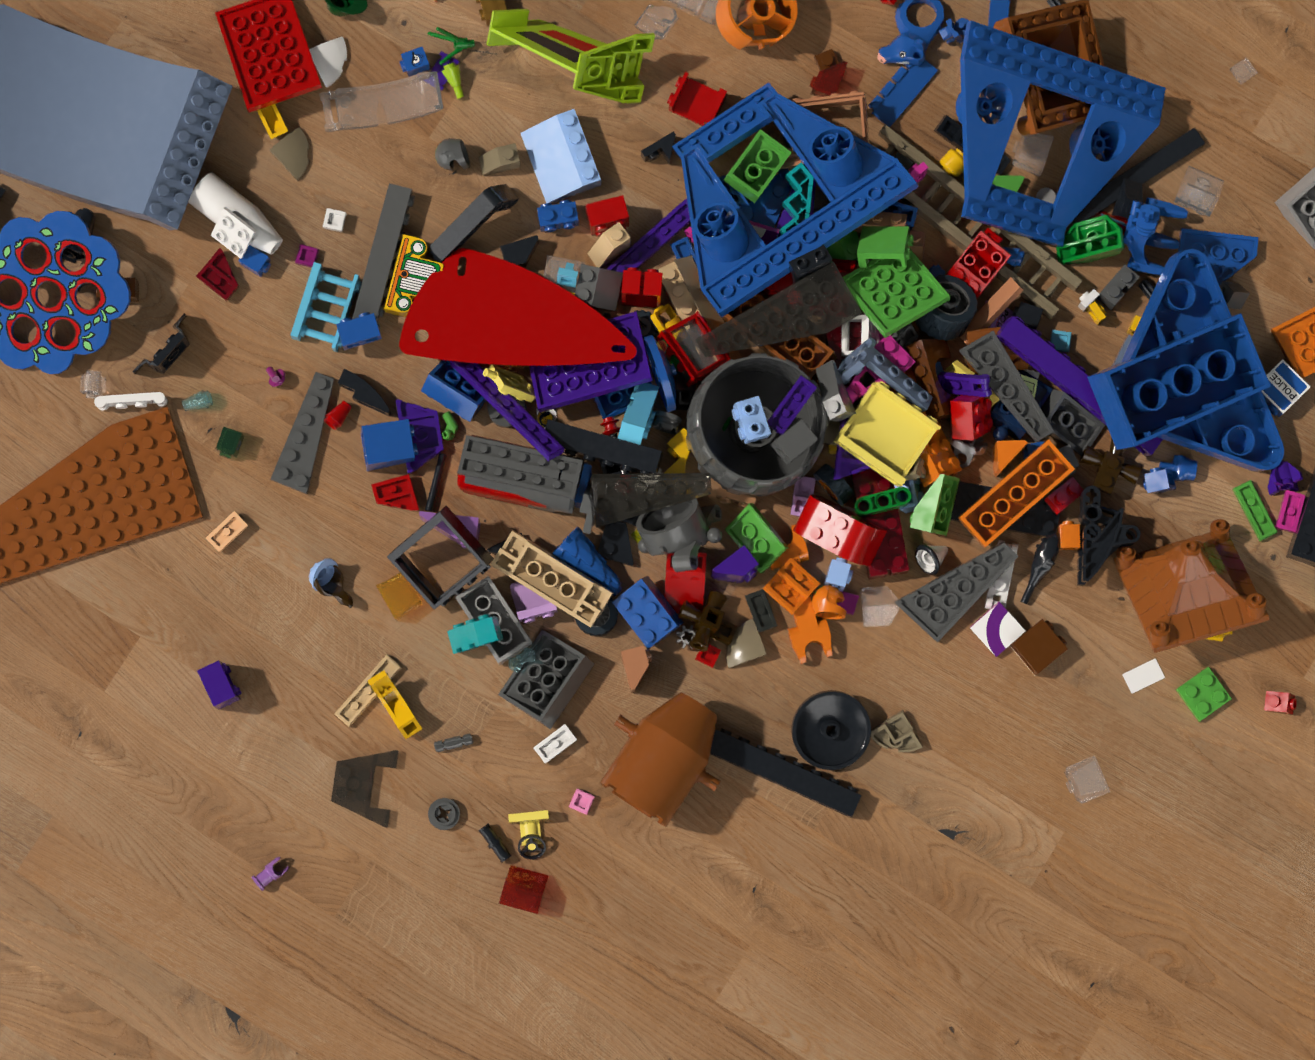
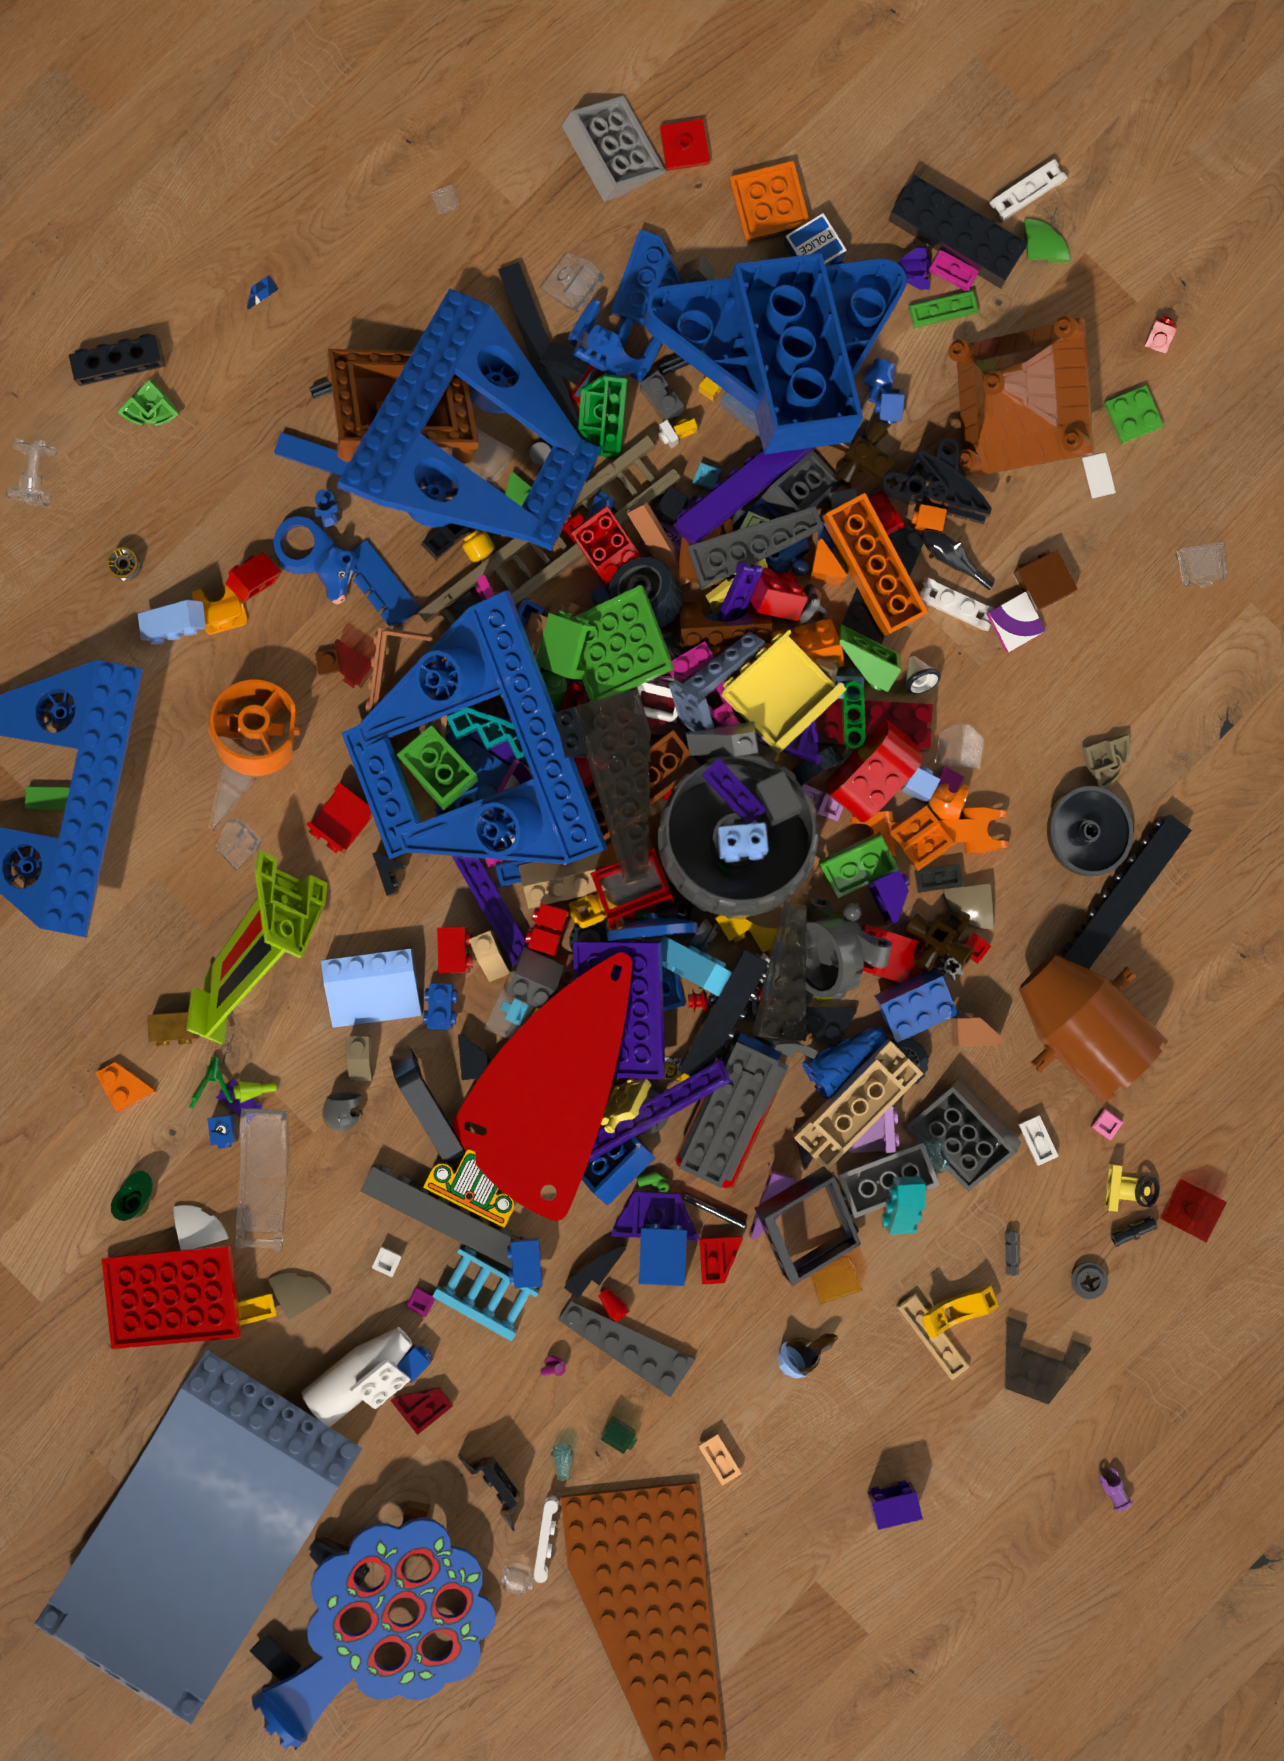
camera: 70 degrees left, 5 degrees up
(950, 596) = (970, 667): dark grey wing -> none

